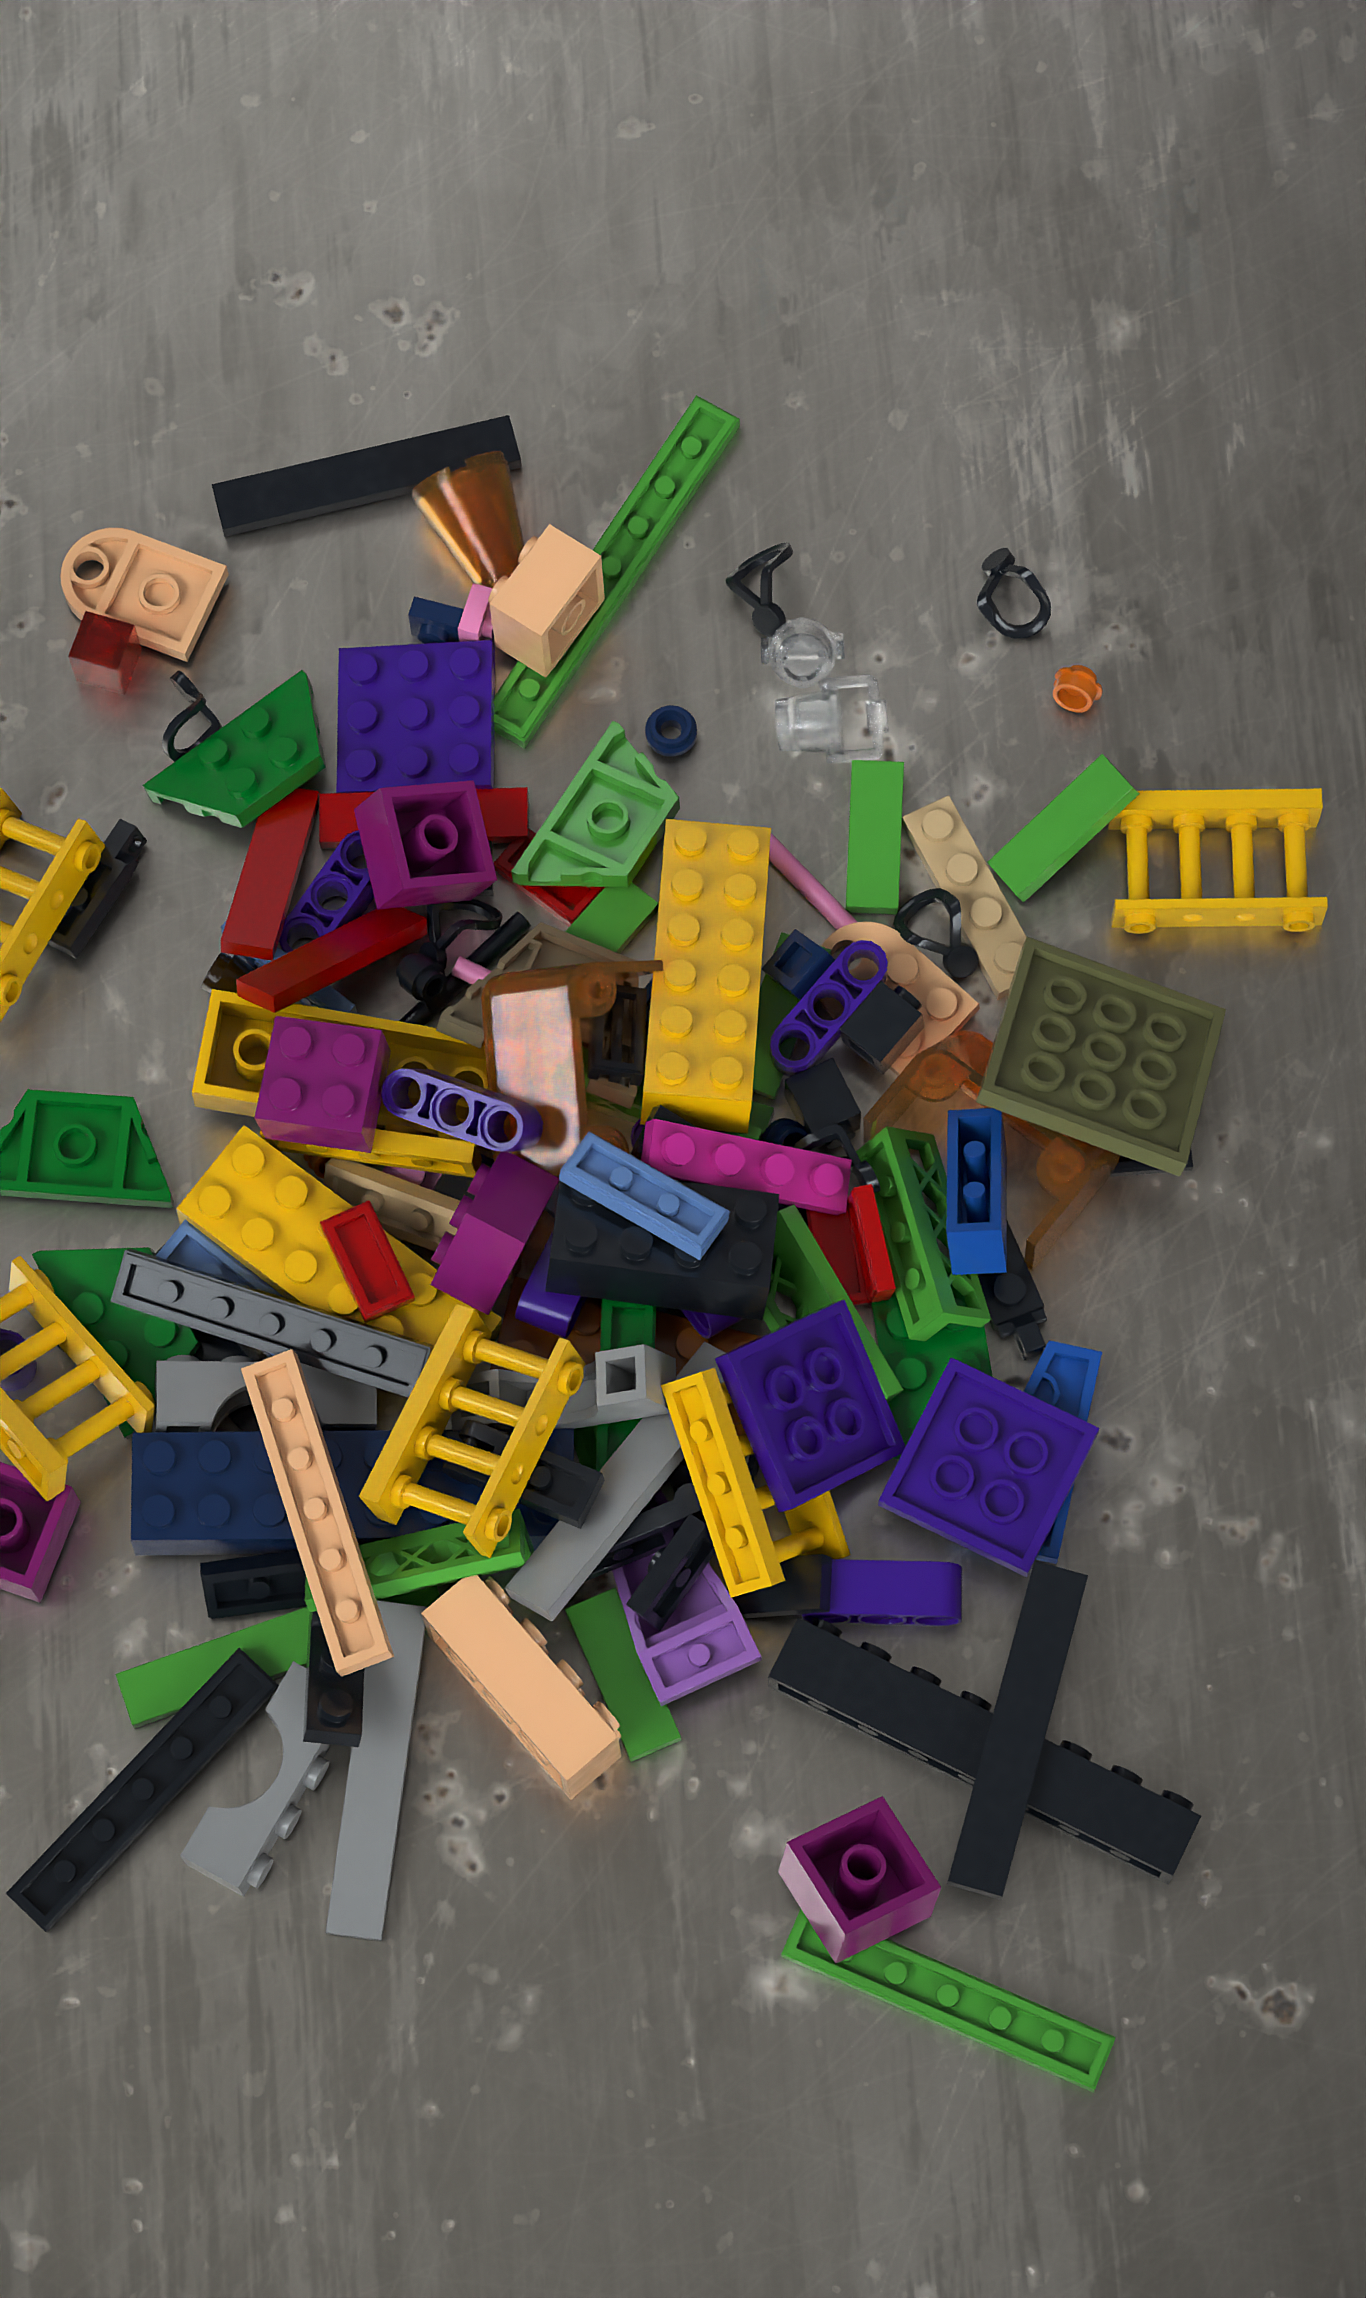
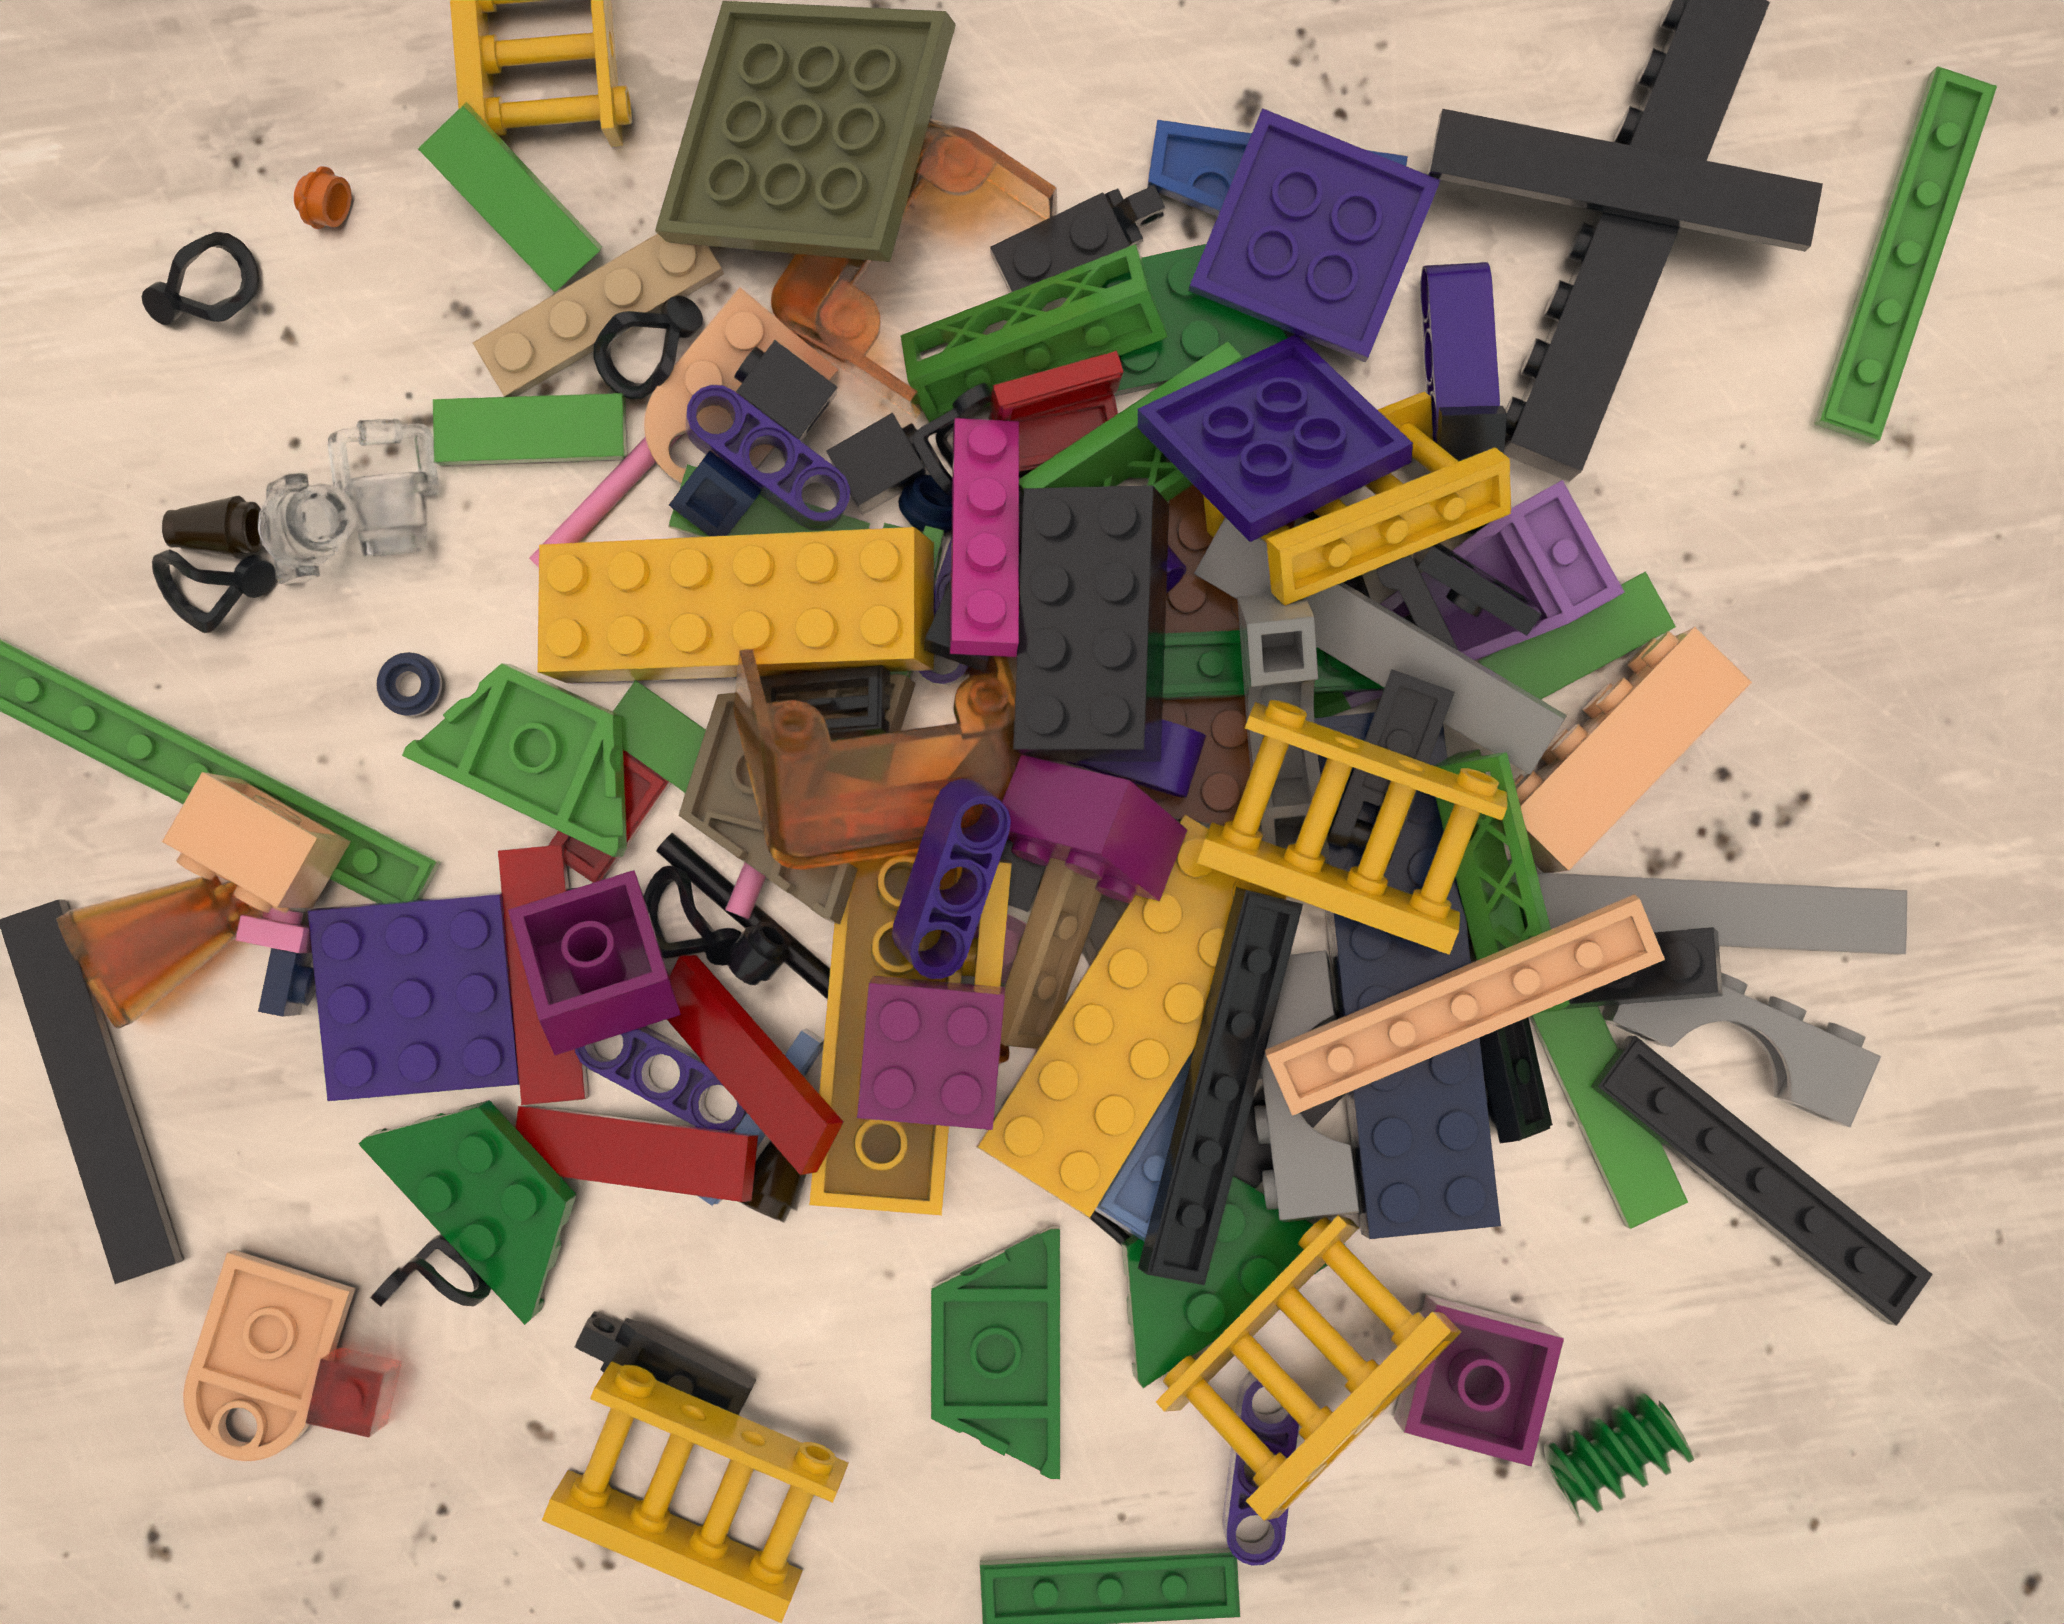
camera: 95 degrees left, 15 degrees up
(367, 1261) = (1140, 978): red tile -> none
(644, 1195) = (1053, 642): medium blue tile -> none
(810, 589) = (215, 527): none -> dark brown cone
(859, 1879) = (1807, 350): magenta brick -> none
(976, 1191) = (987, 266): blue brick -> none

